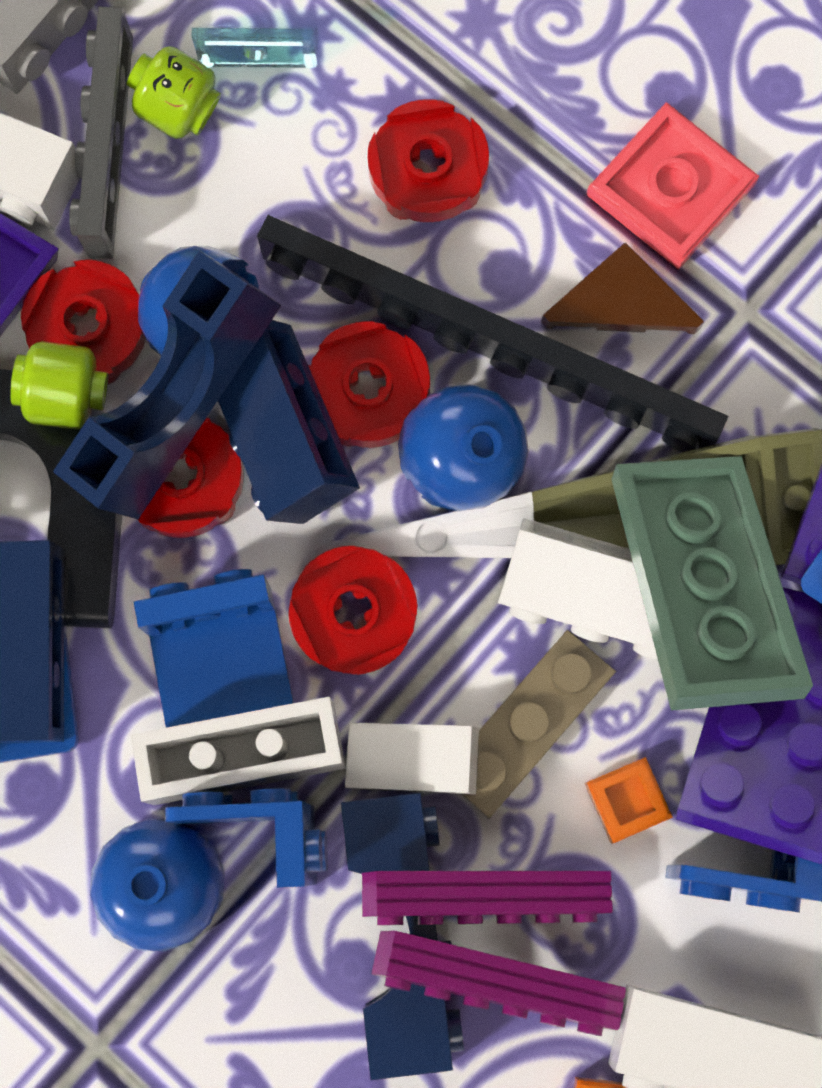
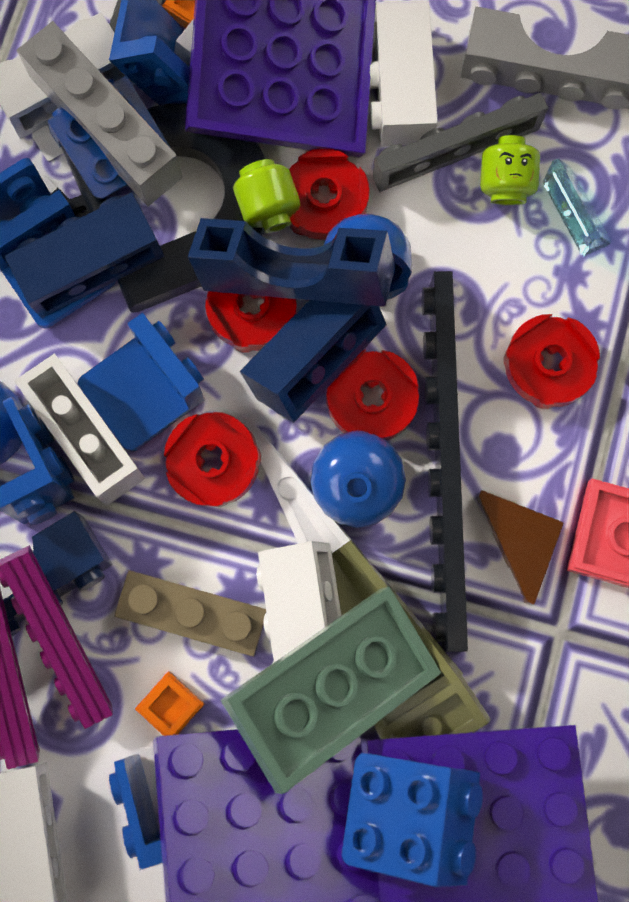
camera: 60 degrees right, 0 degrees up
(412, 758) = (129, 546): white tile -> none

